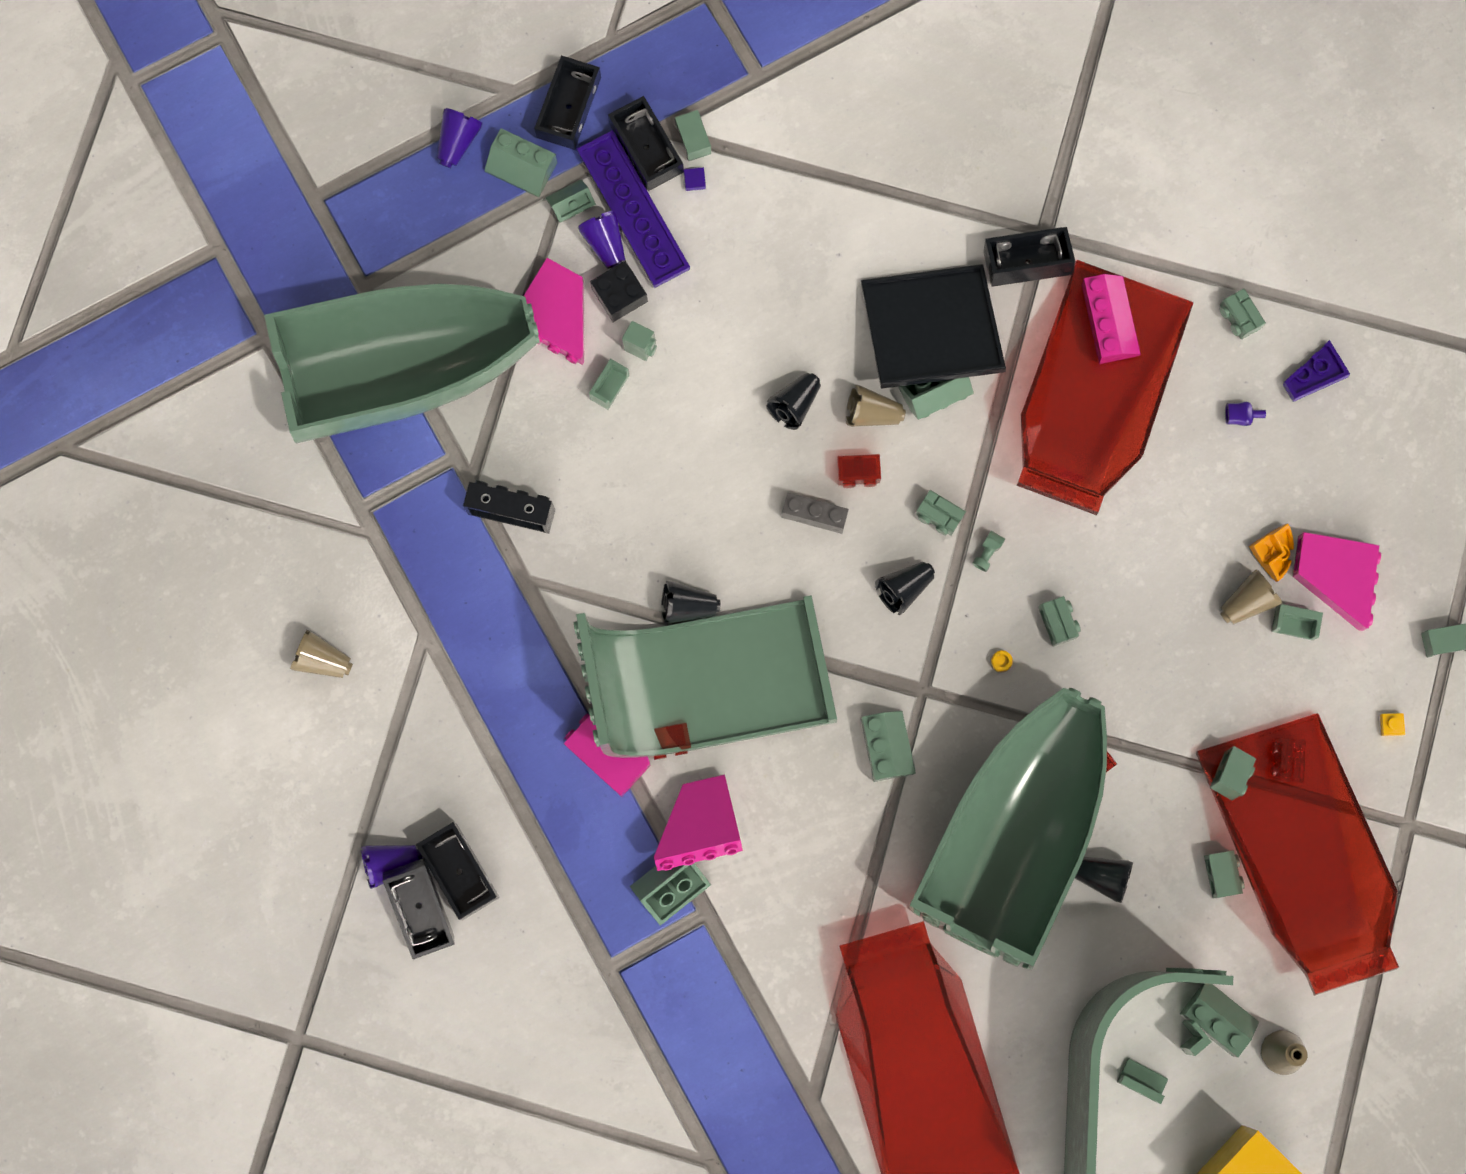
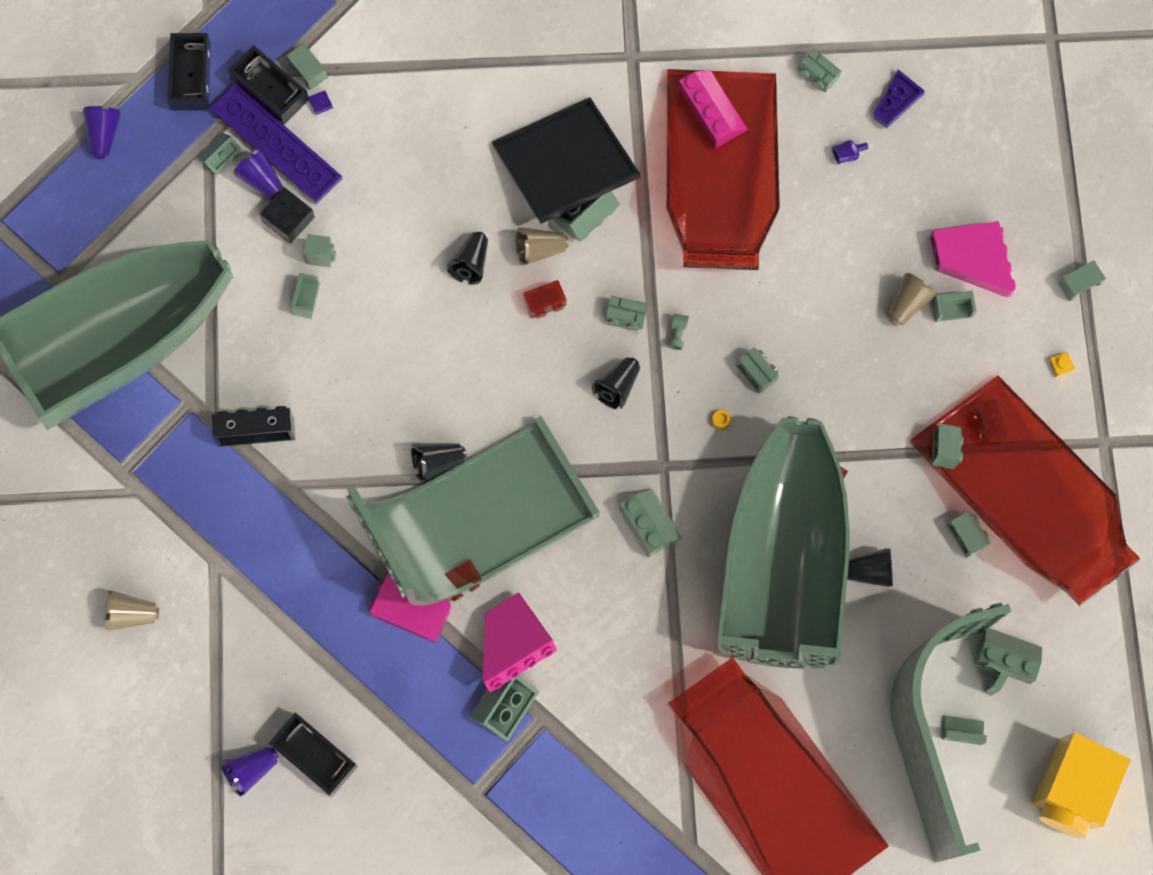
camera: 25 degrees left, 5 degrees down
(425, 927) = (300, 813): black piece -> none
(520, 162) = (164, 134): sand green slope -> none
(559, 310) = (241, 246): dark pink slope -> none
(814, 513) = (520, 347): flat silver brick -> none
(1047, 251) = (640, 68): black piece -> none
(1274, 550) = (914, 255): light orange brick -> none
(1283, 1052) = (1071, 665): dark tan cone -> none

